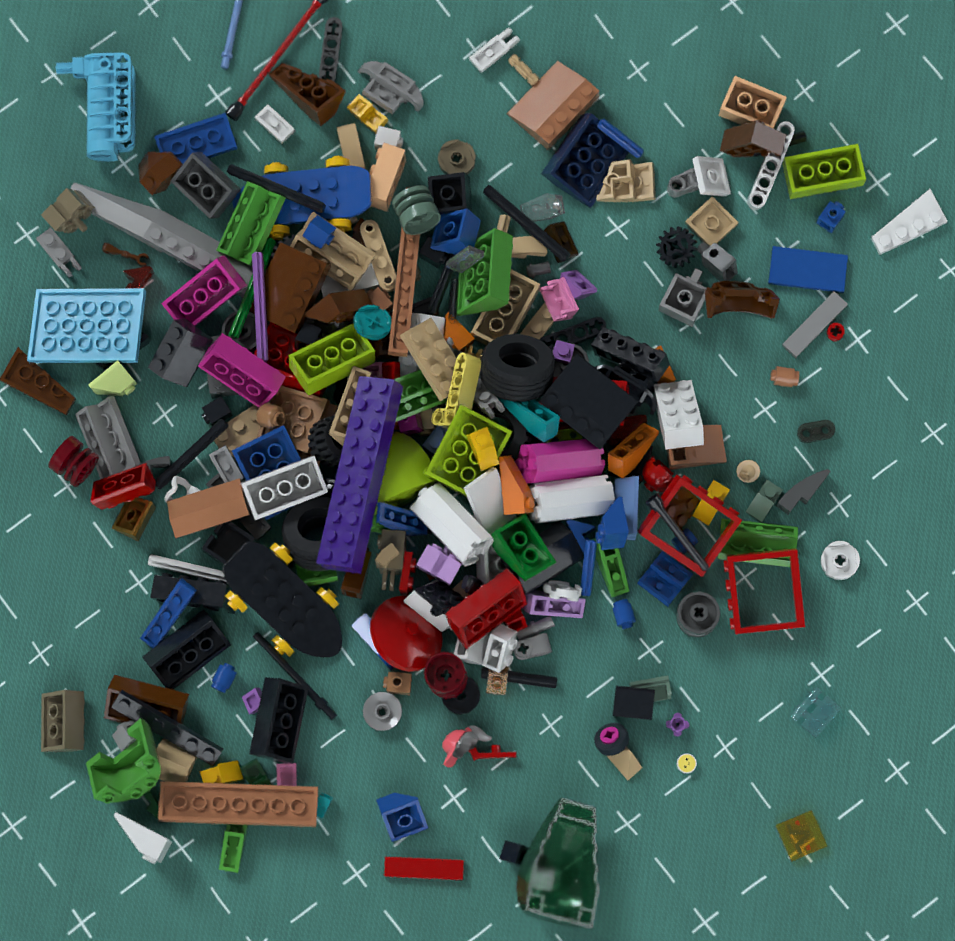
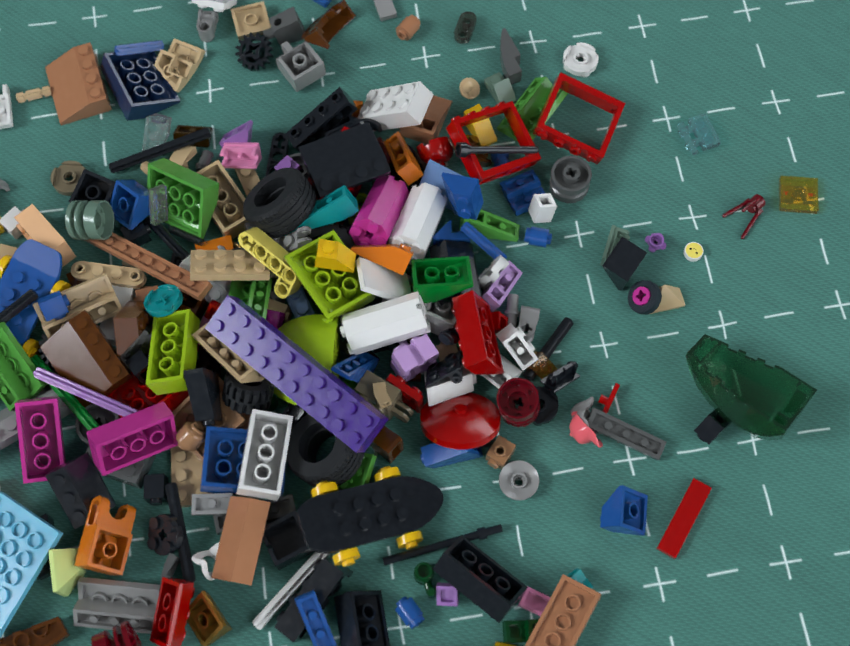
camera: 60 degrees left, 10 degrees down
(154, 397) = (106, 538): none -> orange brick
(174, 439) = (157, 540): none -> black plate
(259, 673) = (424, 576): none -> dark green piece
(307, 408) = (204, 395): none -> black slope
(471, 782) = (626, 434): none -> dark grey plate
(494, 701) = (561, 377): none -> black hinge
(652, 603) = (542, 208): none -> white brick
(765, 796) = (752, 205): none -> dark red plant

